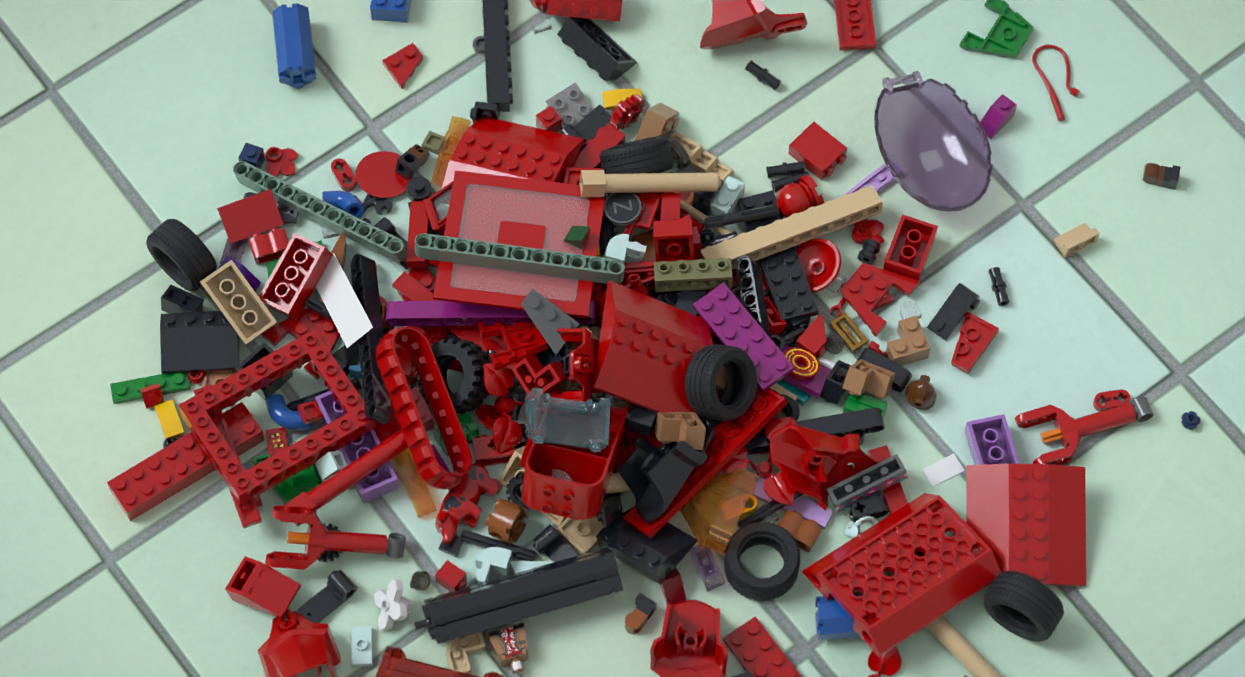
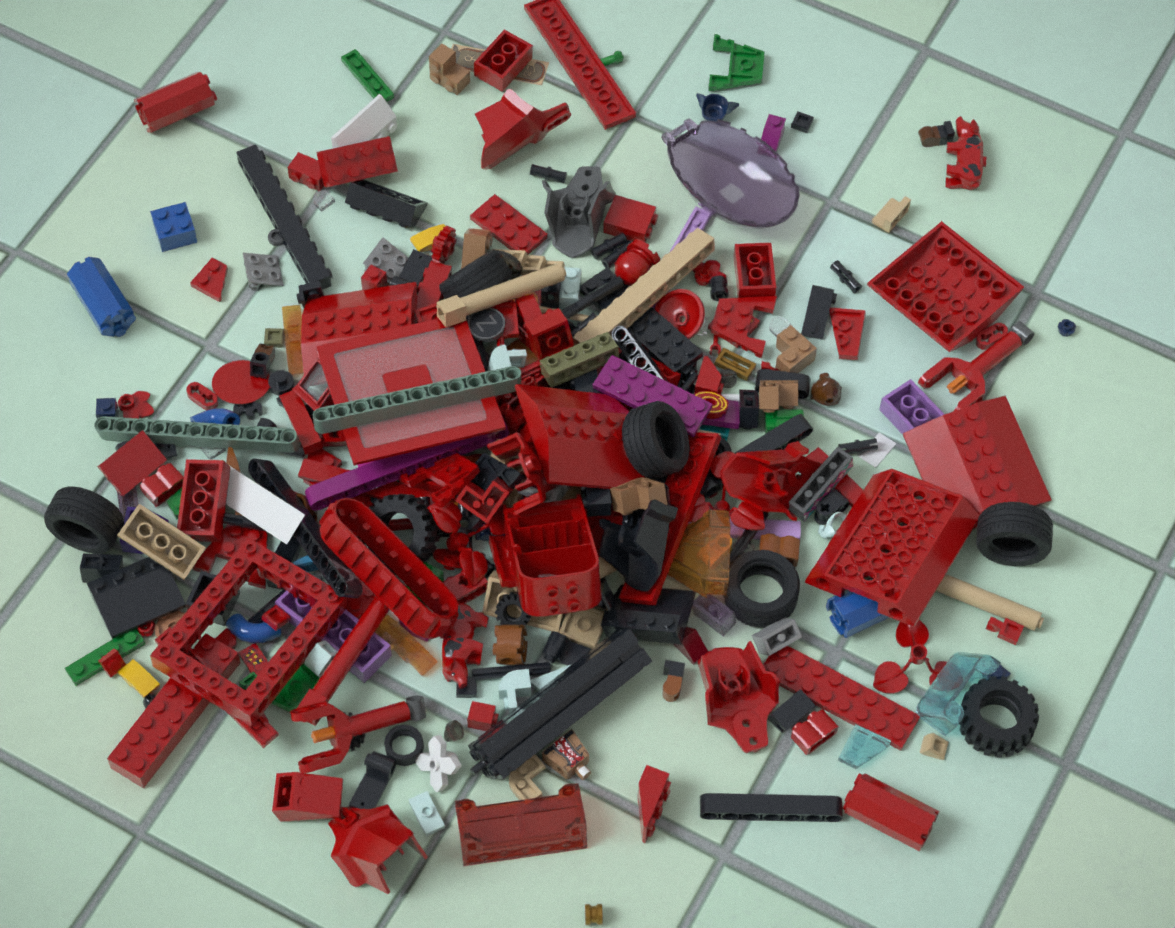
camera: 25 degrees left, 5 degrees down
(260, 414) = (227, 638): none -> red tile
(368, 561) = (404, 730): none -> black tyre
(452, 72) = (262, 270): none -> light grey hinge
(548, 318) = (470, 443): dark grey wing -> none
(567, 421) = (538, 523): clear light blue windscreen -> none
(577, 235) = (460, 361): dark green slope -> none
(701, 113) = (508, 225): none -> red plate
(753, 612) = (776, 636): none -> light grey brick
(769, 122) = (577, 212): none -> dark grey piece
(924, 460) = (859, 446): none -> black pin
(955, 67) = (715, 106): none -> dark blue piece
(1036, 113) = (802, 122): none -> black tile
(1073, 91) = (826, 93): red piece -> none
(1087, 336) = (946, 287): none -> red slope
(1181, 209) = (970, 158): none -> red animal

